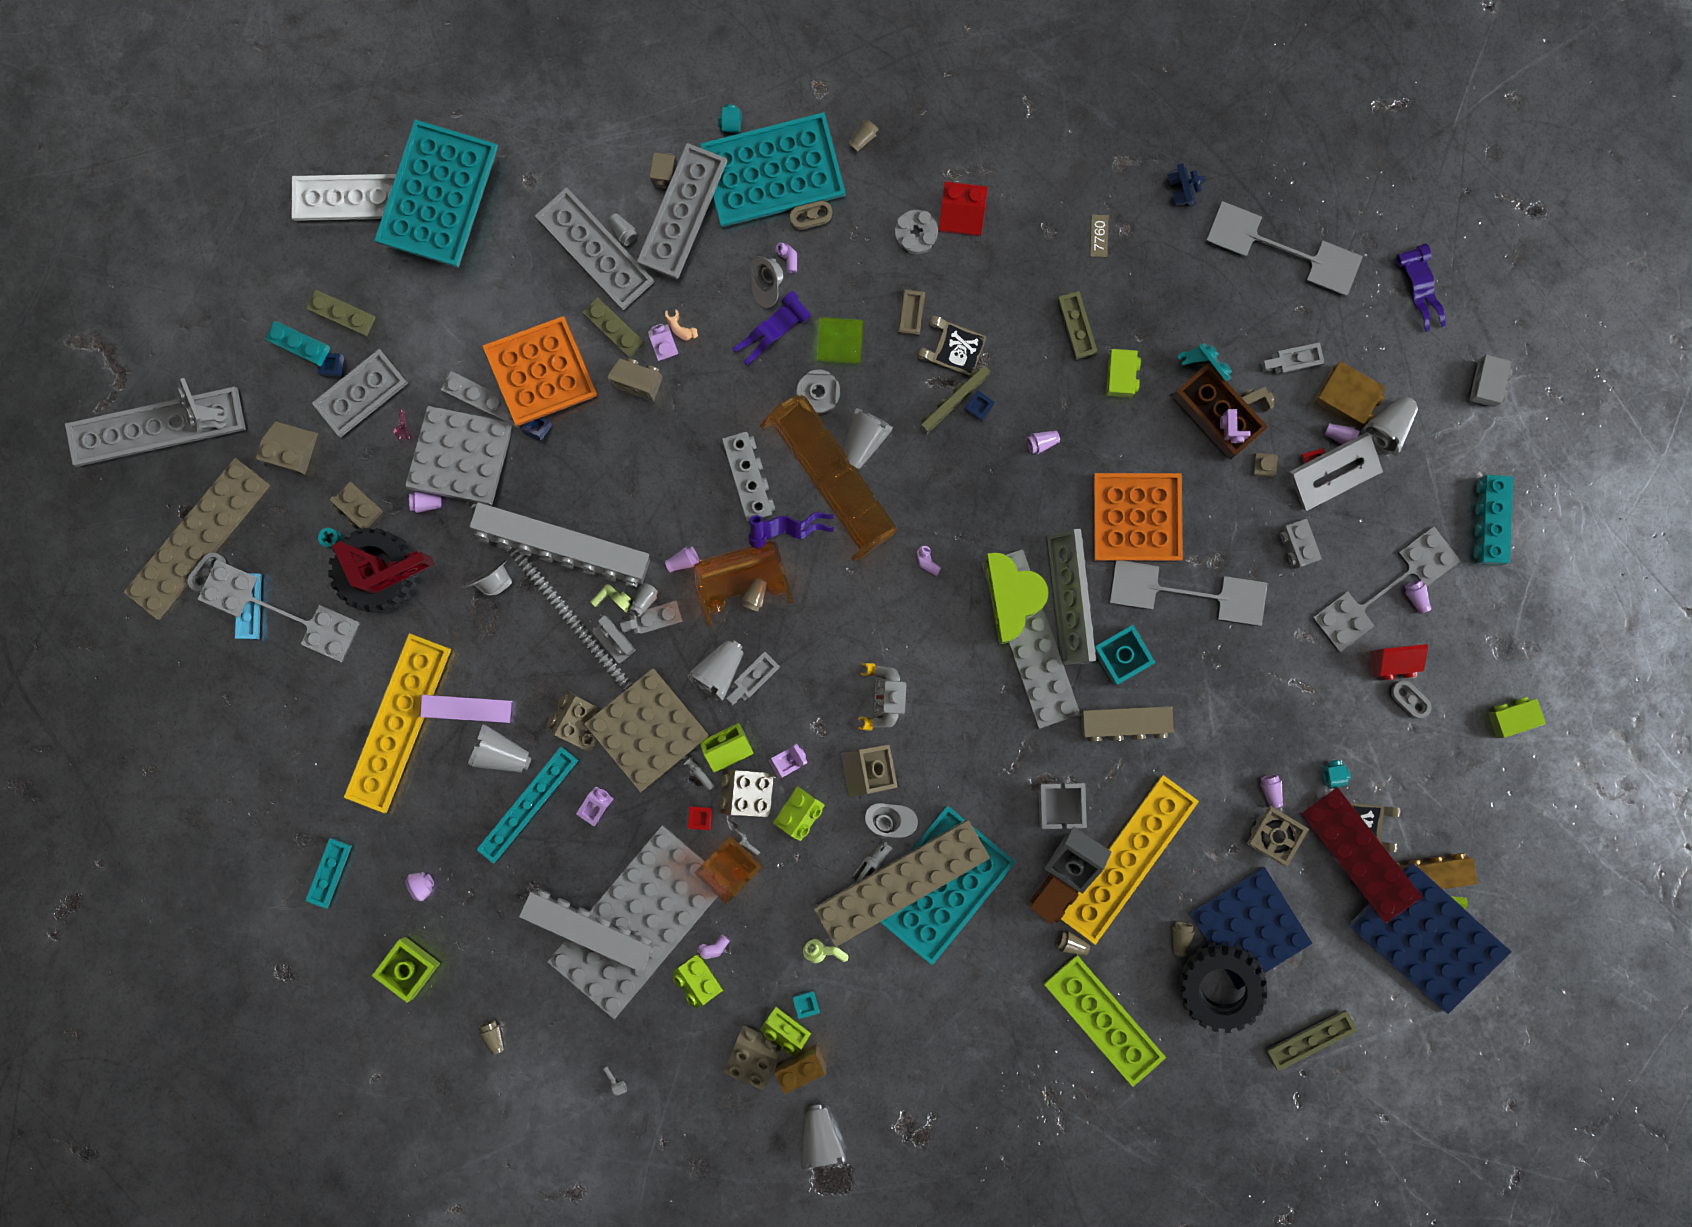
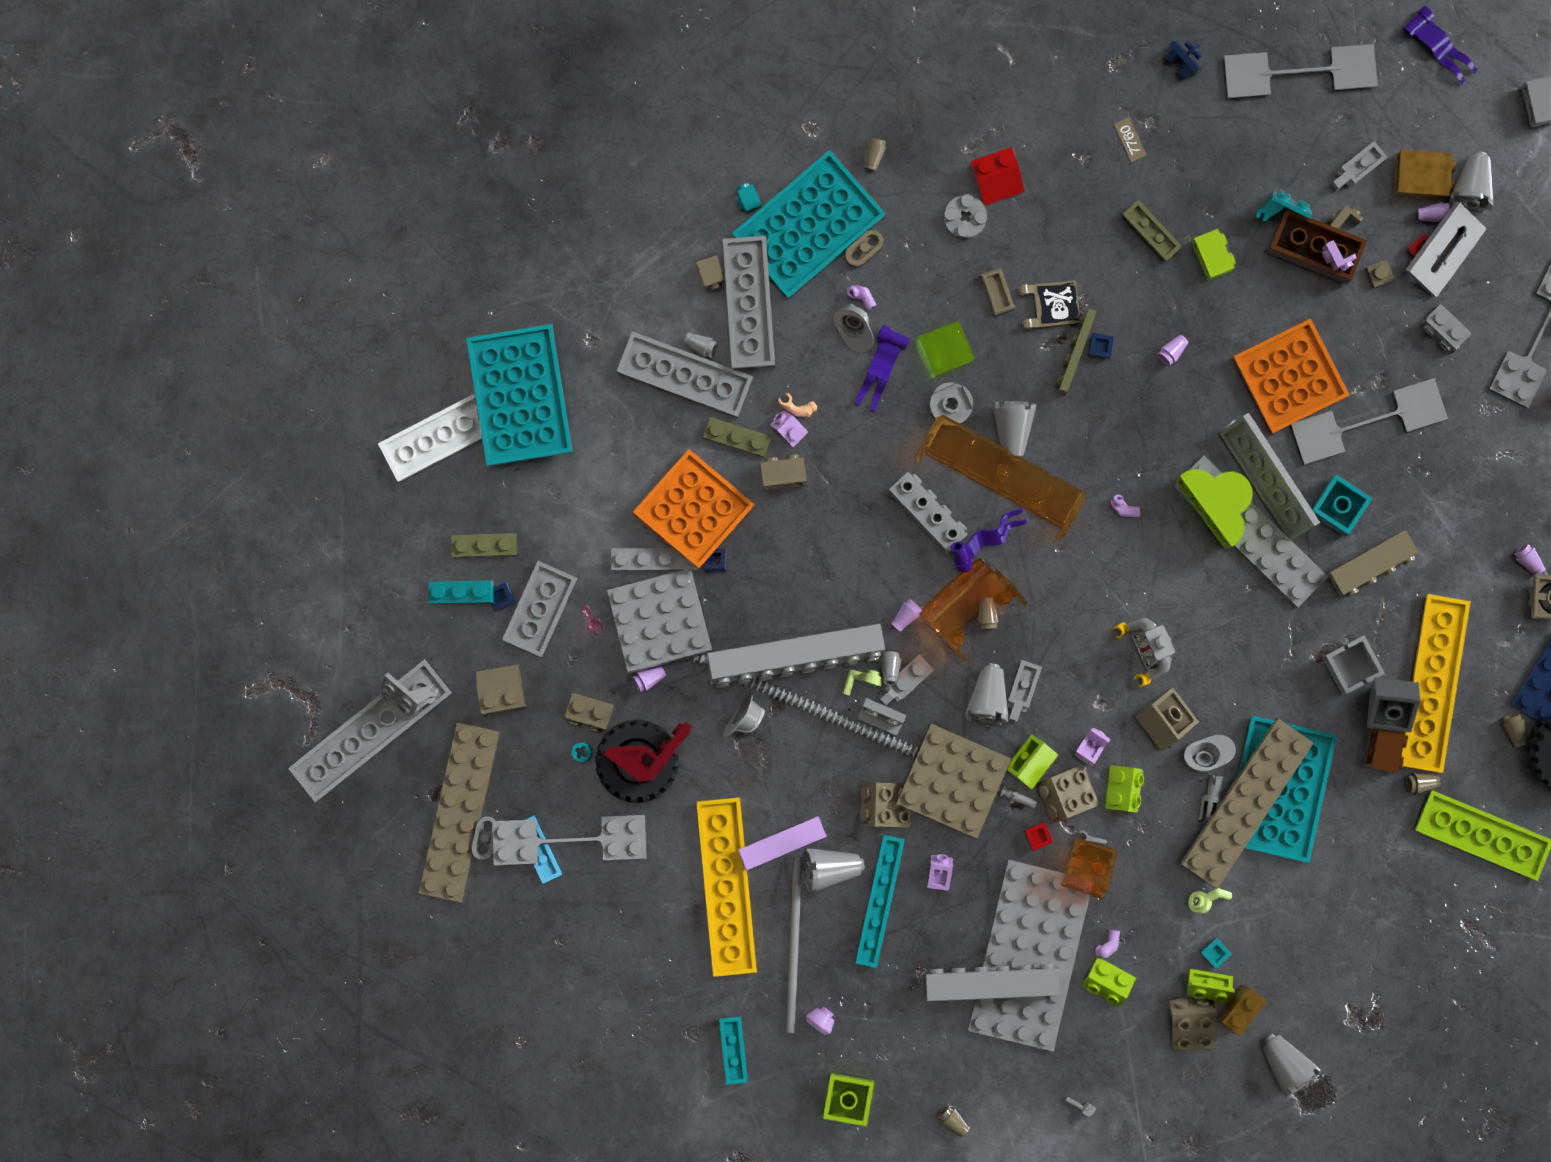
camera: 30 degrees left, 0 degrees up
(432, 805) = (794, 940): none -> light grey piece

